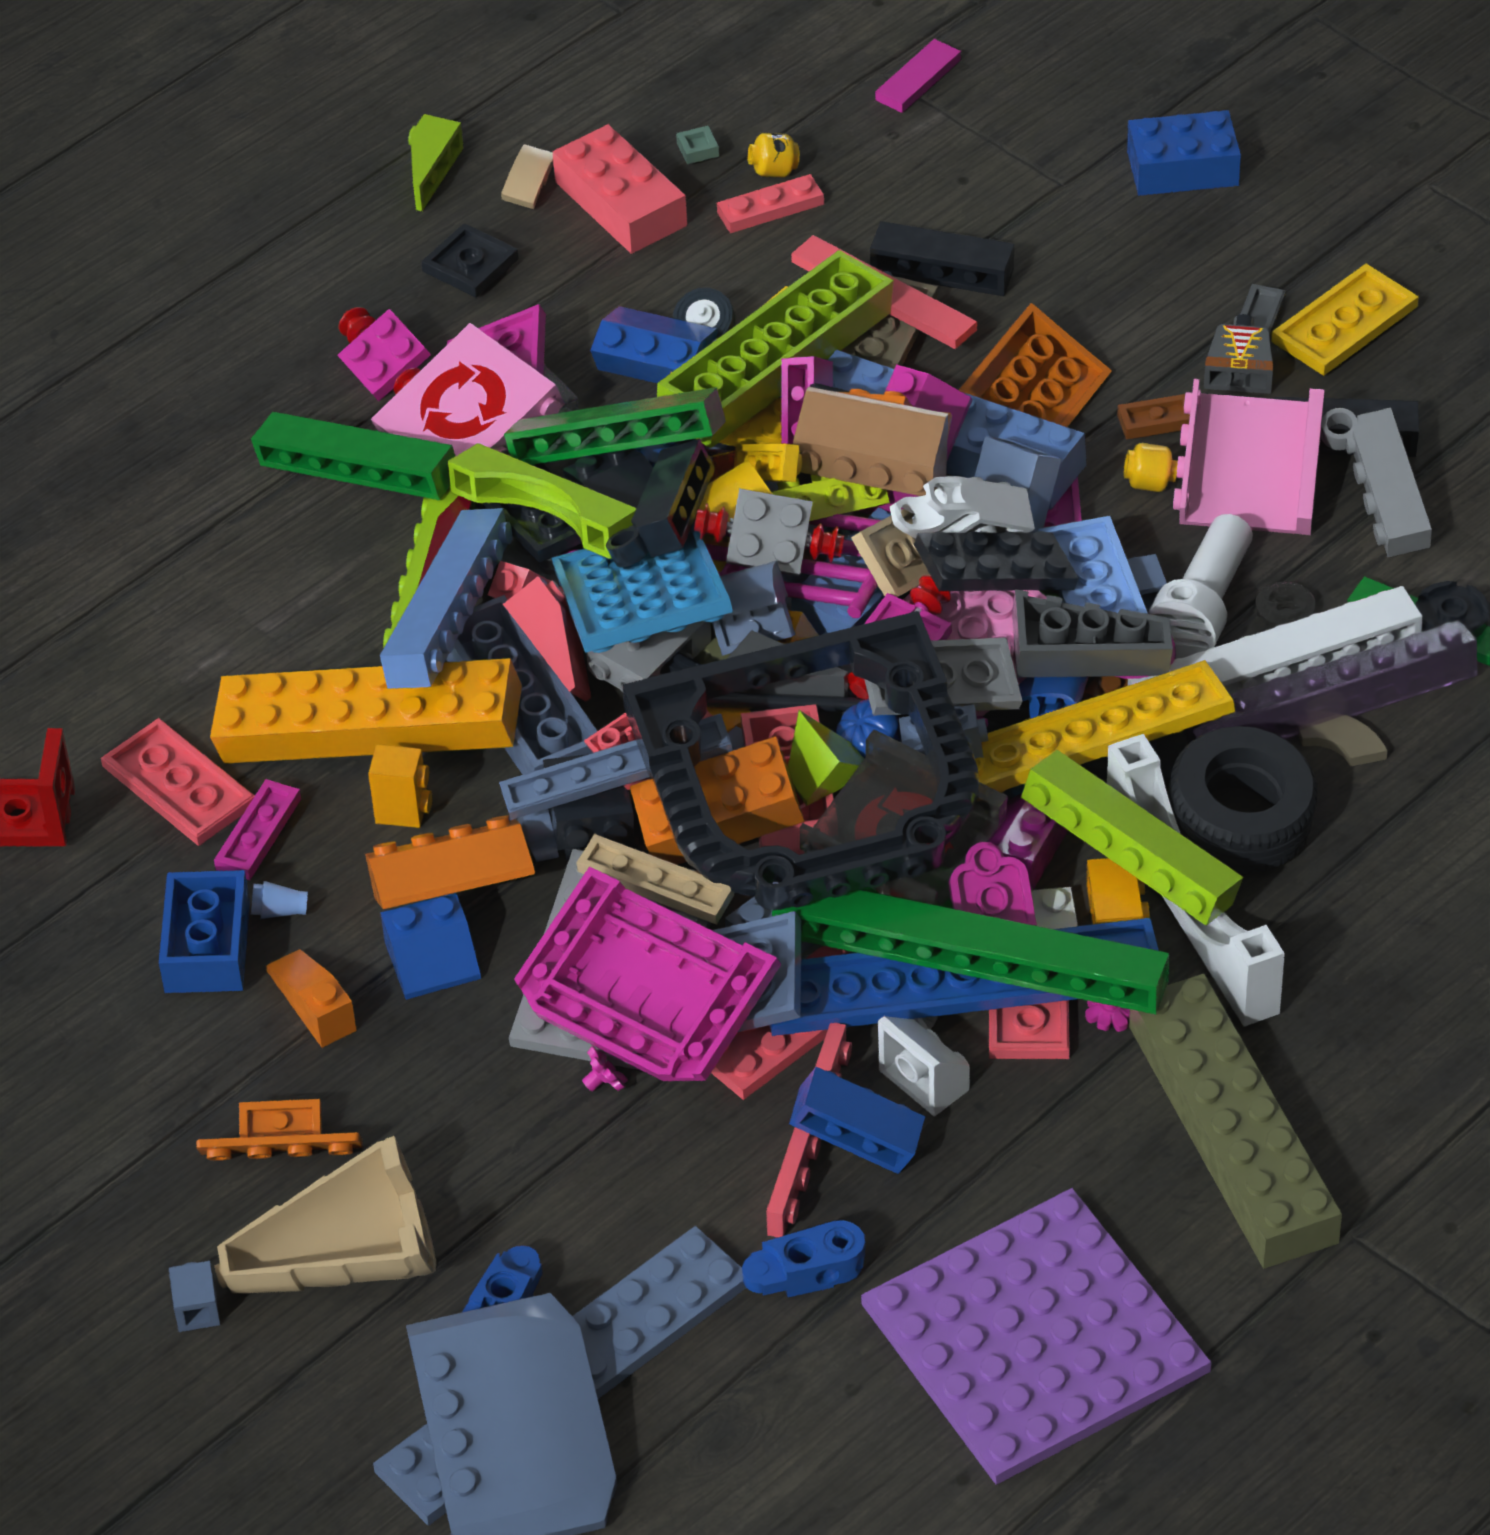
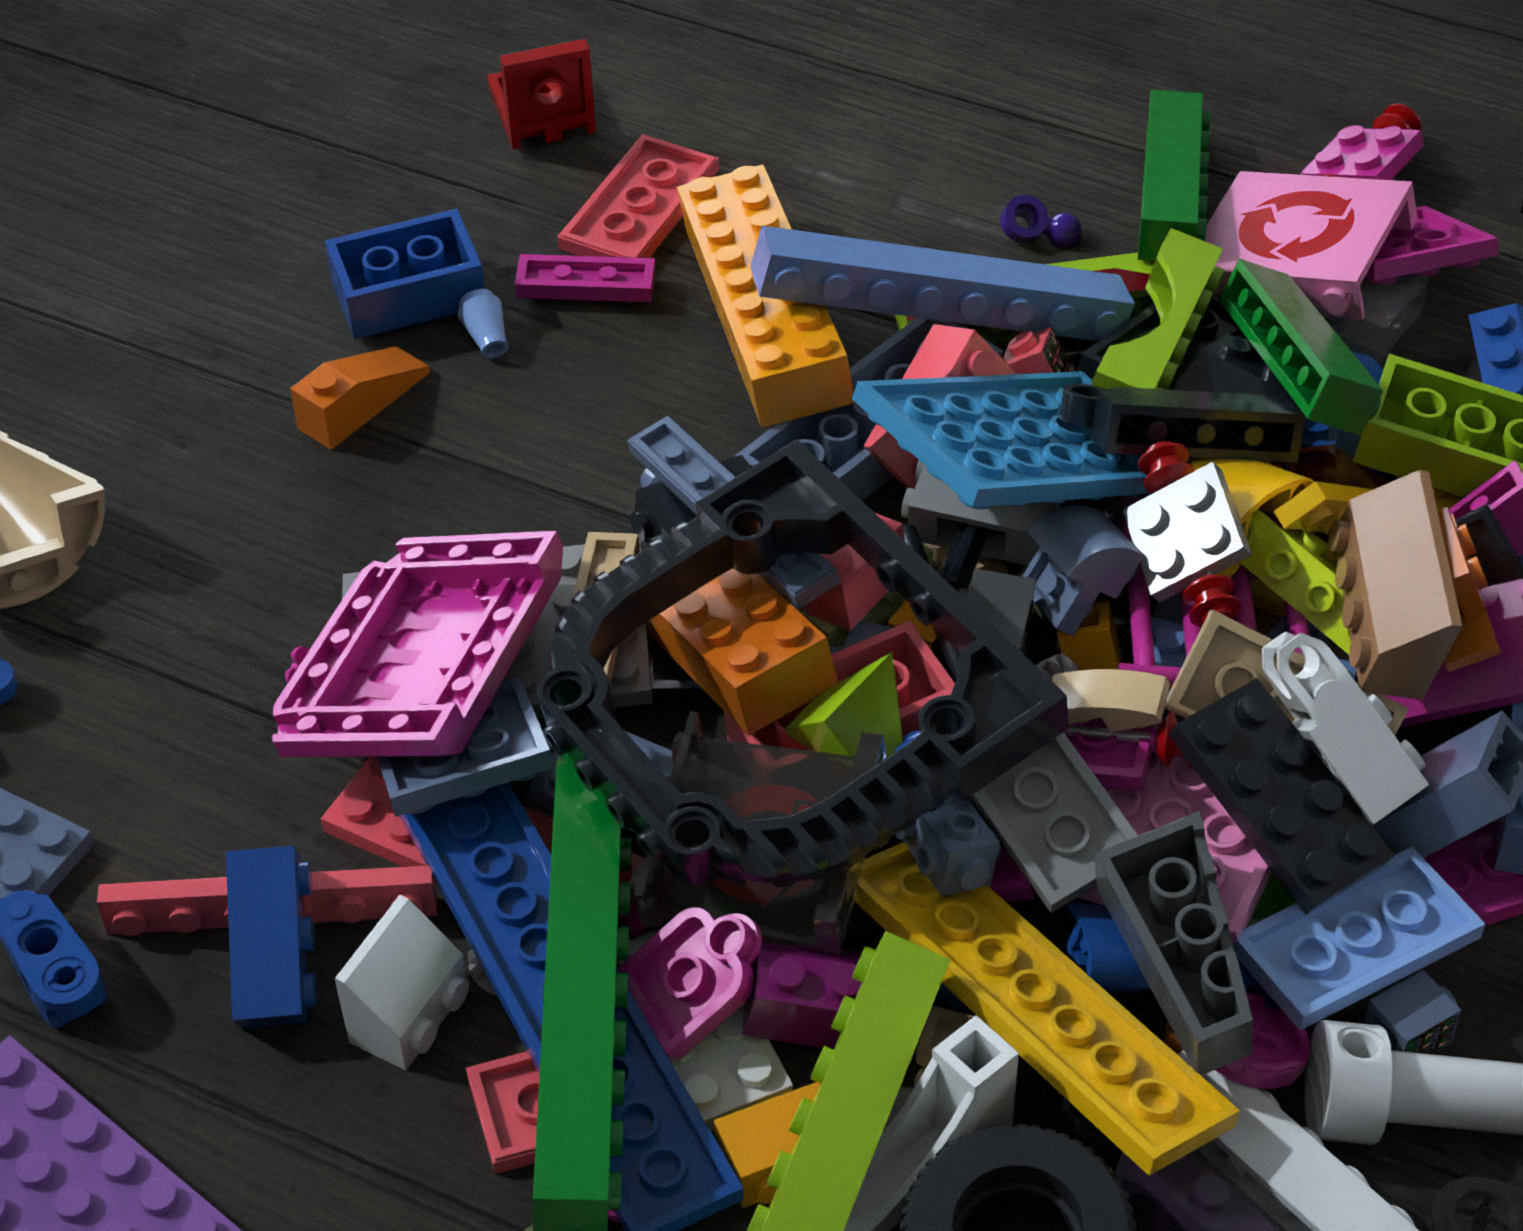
camera: 70 degrees right, 0 degrees up
(280, 1127) = (147, 422): orange bracket -> none
(343, 554) = (1062, 229): none -> dark purple plate
(399, 786) = (672, 356): light orange brick -> none
(430, 945) = (457, 464): blue slope -> none
(449, 862) = (564, 433): orange slope -> none
(894, 600) = (1117, 696): none -> tan slope

